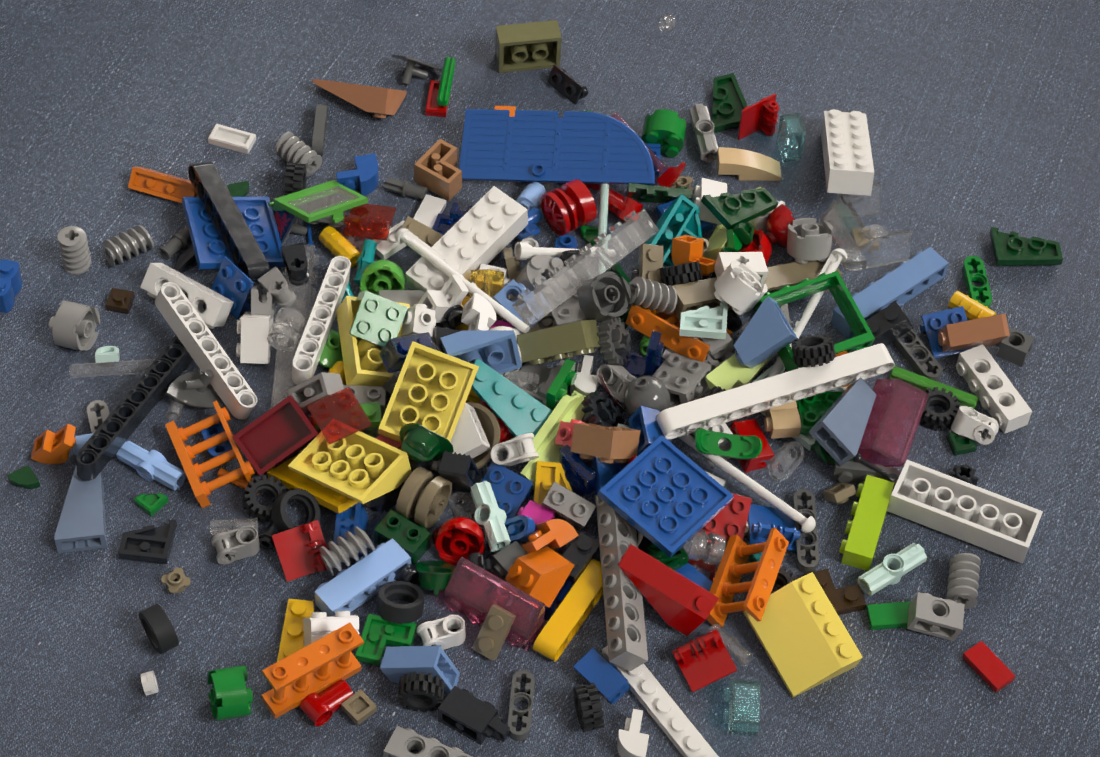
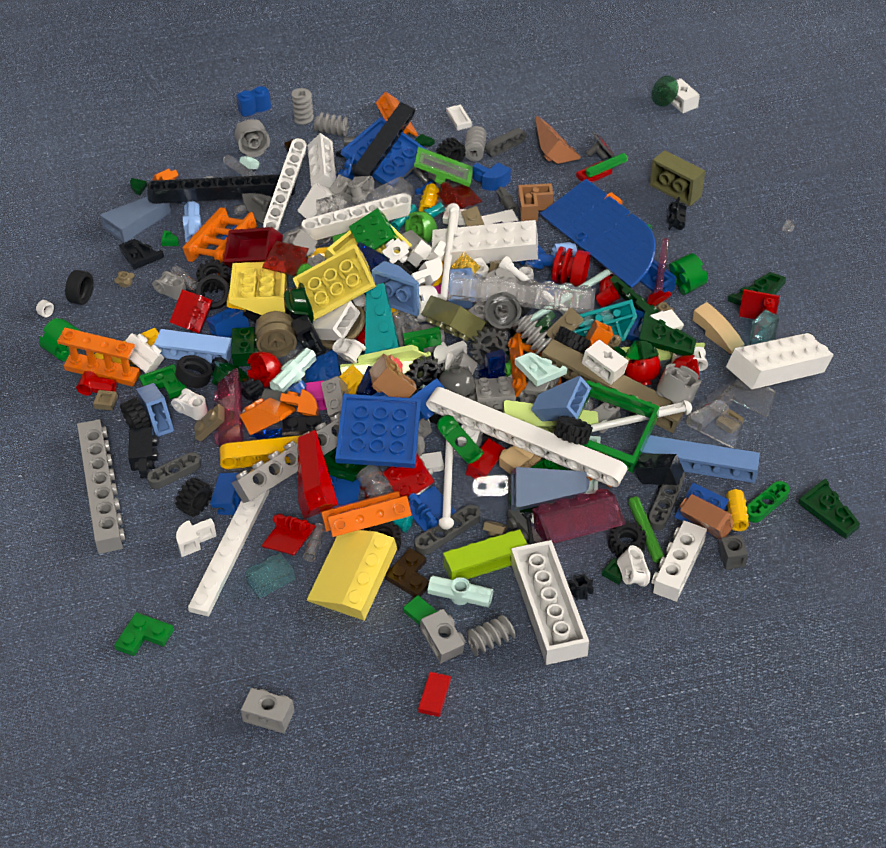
camera: 55 degrees right, 5 degrees down
(296, 263) = (386, 183): black piece -> none
(346, 549) = (199, 322): light grey piece -> none
(703, 132) = (719, 291): light grey piece -> none
(739, 287) = (580, 361): white brick -> none

